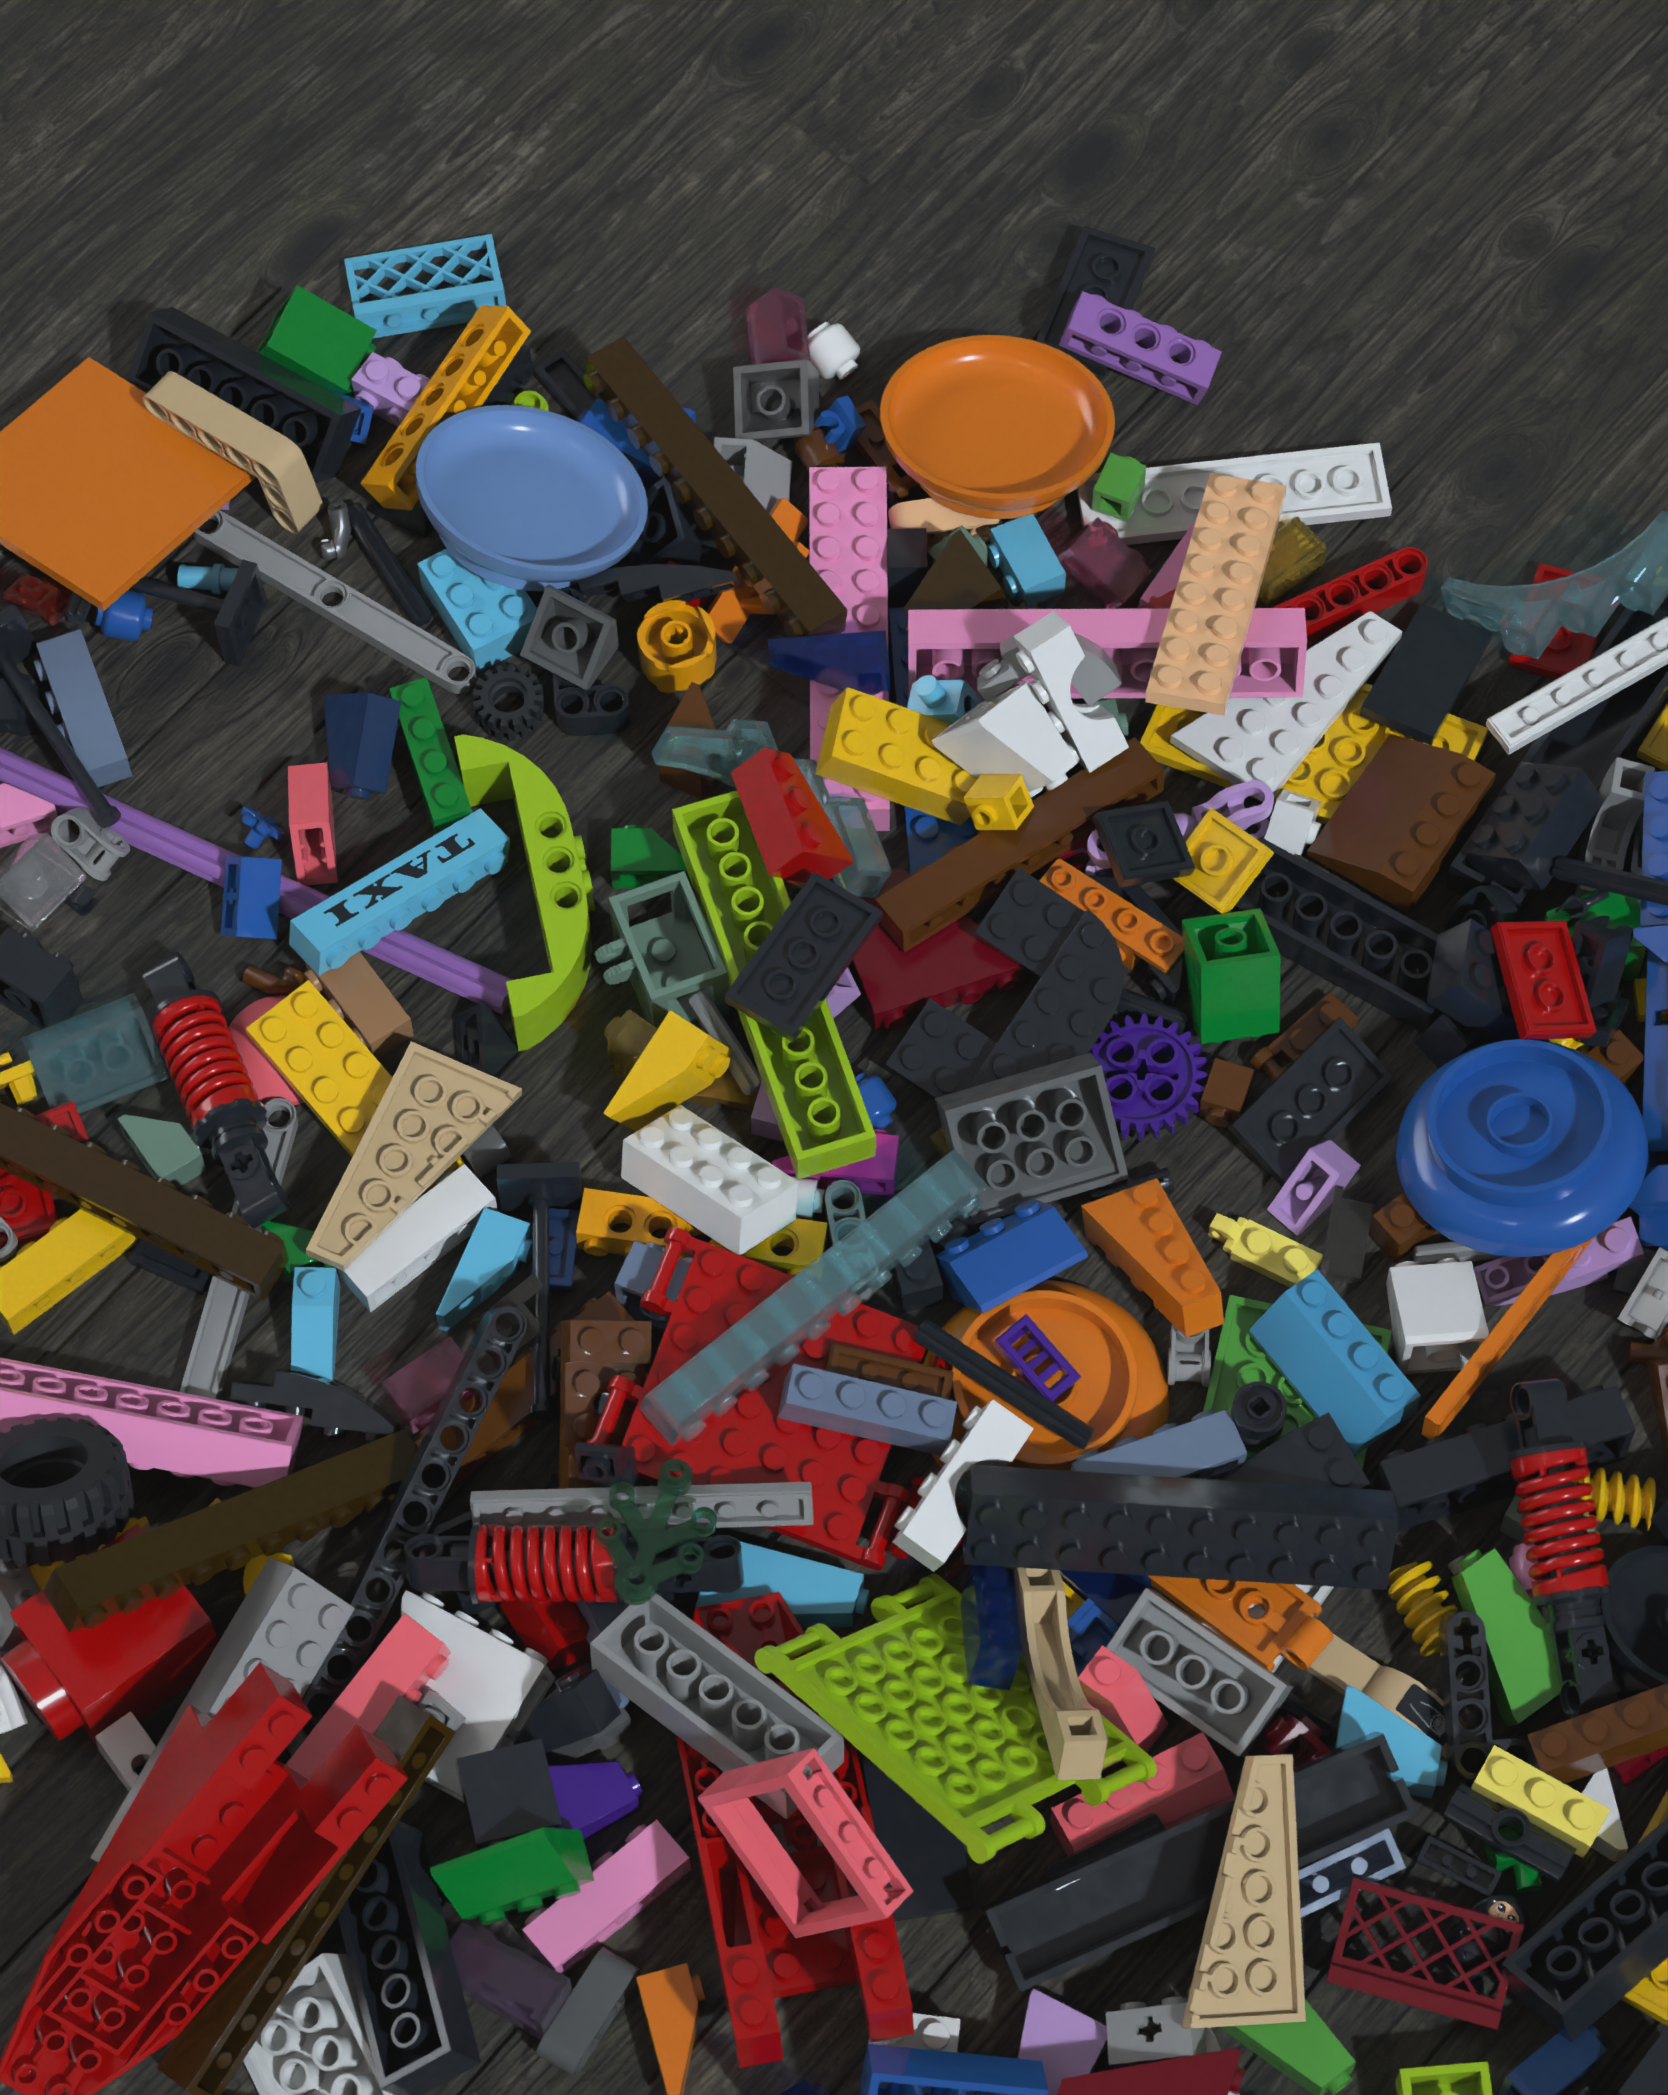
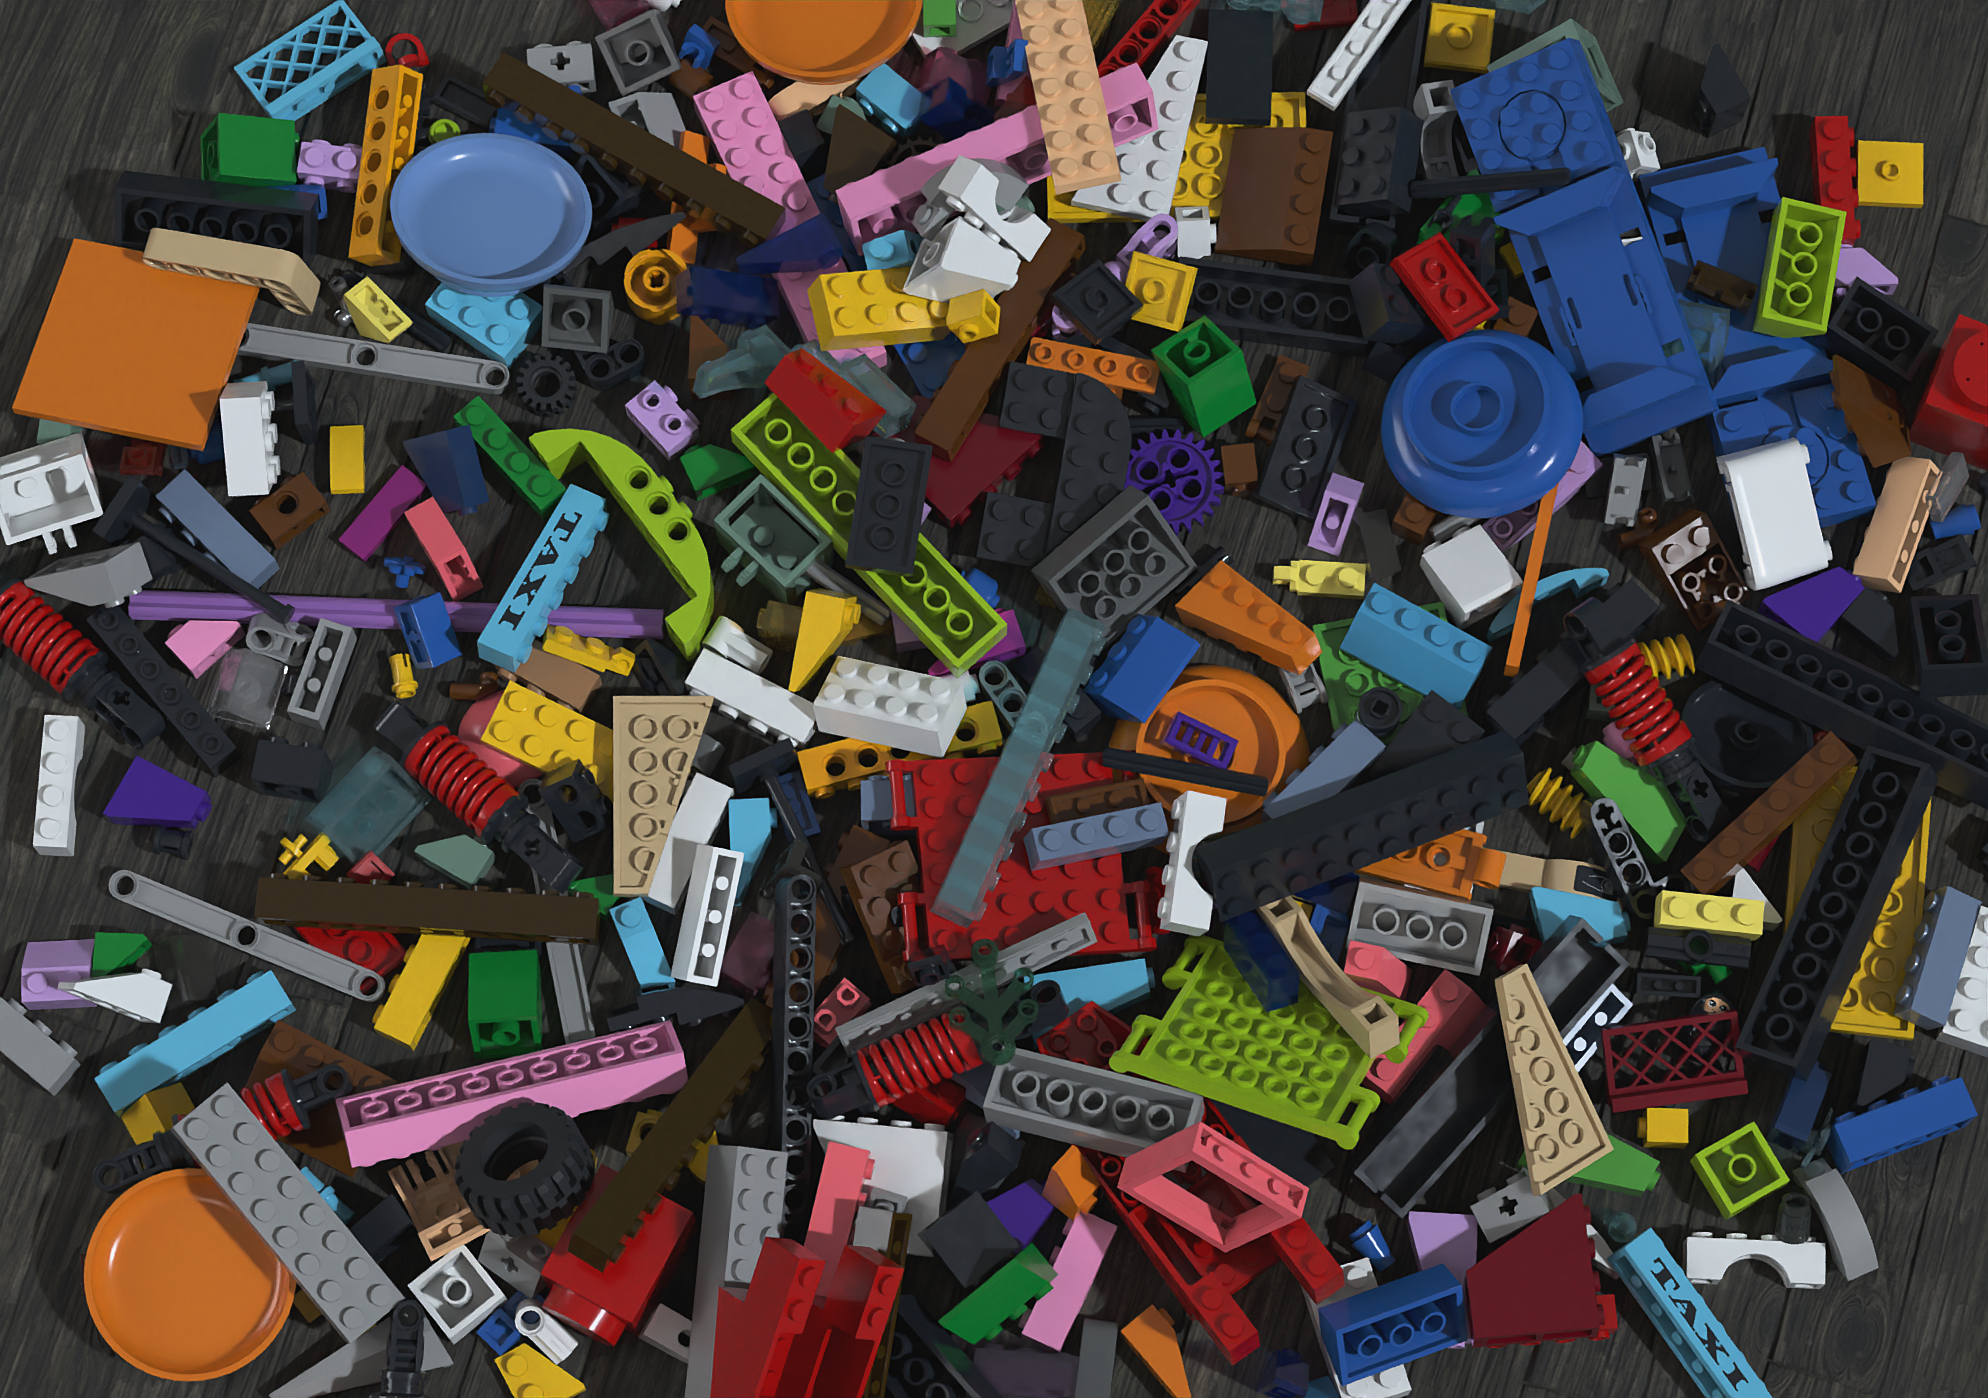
camera: 25 degrees left, 10 degrees up
(116, 896) = (322, 674): none -> light grey brick
(133, 1321) = (505, 1003): none -> green slope
(160, 620) = (249, 438): none -> white brick
(187, 728) = (282, 527): none -> reddish brown brick
(200, 944) = (404, 684): none -> yellow pin
(258, 692) = (347, 459): none -> yellow slope
(267, 763) = (383, 513): none -> magenta tile
(312, 1139) = (571, 803): none -> black brick
(362, 553) = (375, 312): none -> light yellow slope
(398, 1318) = (707, 915): none -> white brick
(410, 989) = (586, 651): none -> yellow hinge
(496, 1475) = (837, 1009): none -> coral hips
(530, 317) = (409, 60): none -> red piece
(565, 1114) = (752, 699): none -> white brick
(573, 1046) = (731, 642): none -> white piece
(613, 785) = (663, 420): none -> lavender brick
(655, 1782) = (1071, 1185): none -> orange slope
(694, 387) = (577, 61): none -> light grey brick
(744, 682) = (727, 296): none -> clear blue brick
(974, 2007) = (1370, 1243): none -> blue cone
(1081, 584) = (951, 111): none -> clear blue brick
(1163, 561) = (1006, 63): none -> blue slope
(1380, 2028) = (1663, 1128): none -> yellow brick
(1524, 1366) = (1579, 580): none -> medium azure slope

